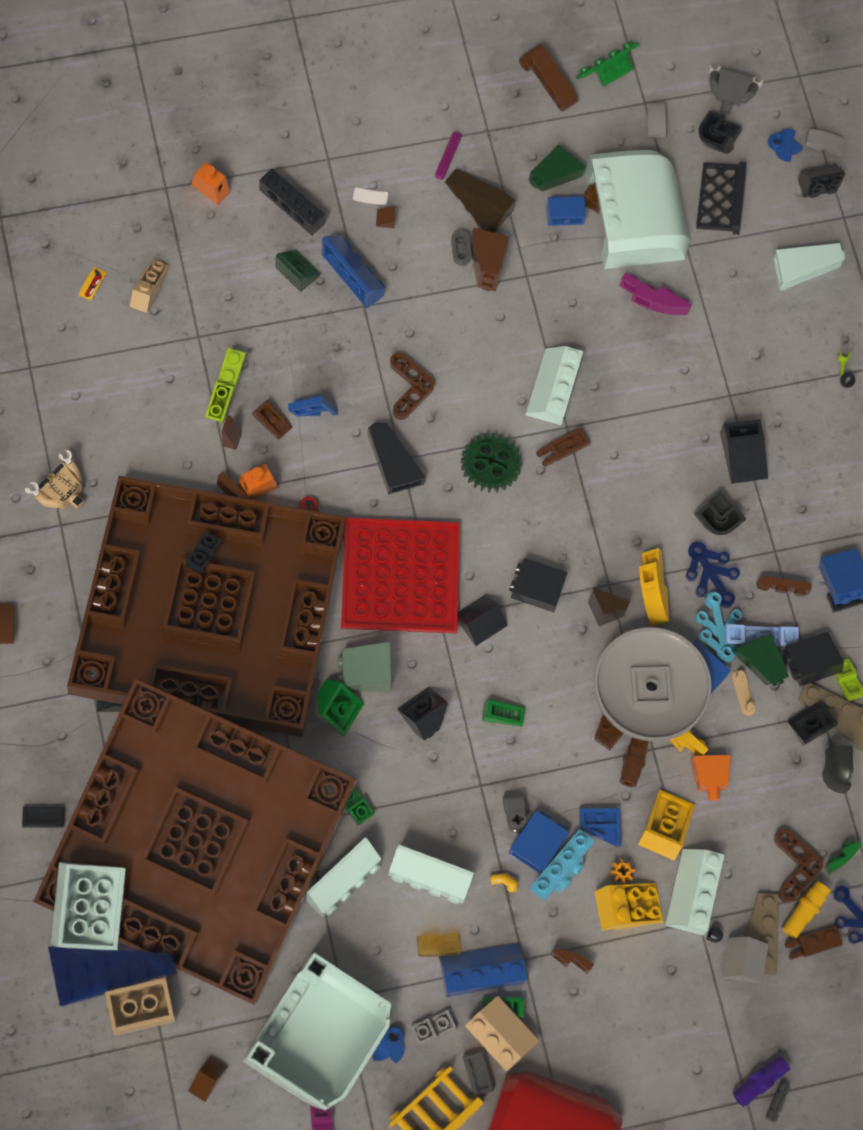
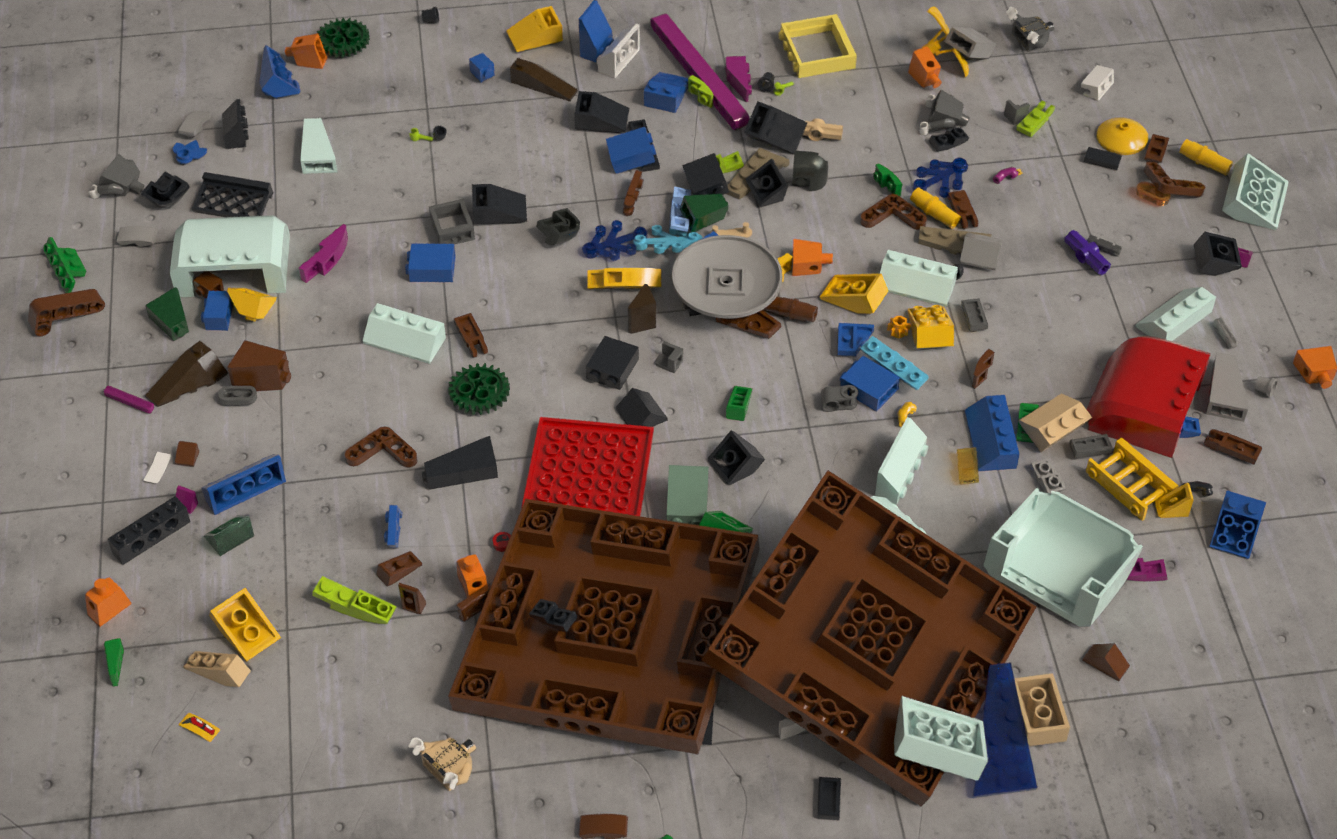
camera: 75 degrees left, 20 degrees down
(150, 202) = (114, 655): none -> green slope
(194, 299) = (244, 625): none -> yellow slope
(332, 225) = (187, 497): none -> magenta slope
(552, 641) = (670, 358): none -> dark grey panel
(581, 238) = (251, 303): none -> yellow slope
(651, 953) = (974, 314): none -> dark grey plate
(655, 397) = (431, 263): none -> blue brick
(698, 416) = (447, 236): none -> dark grey window

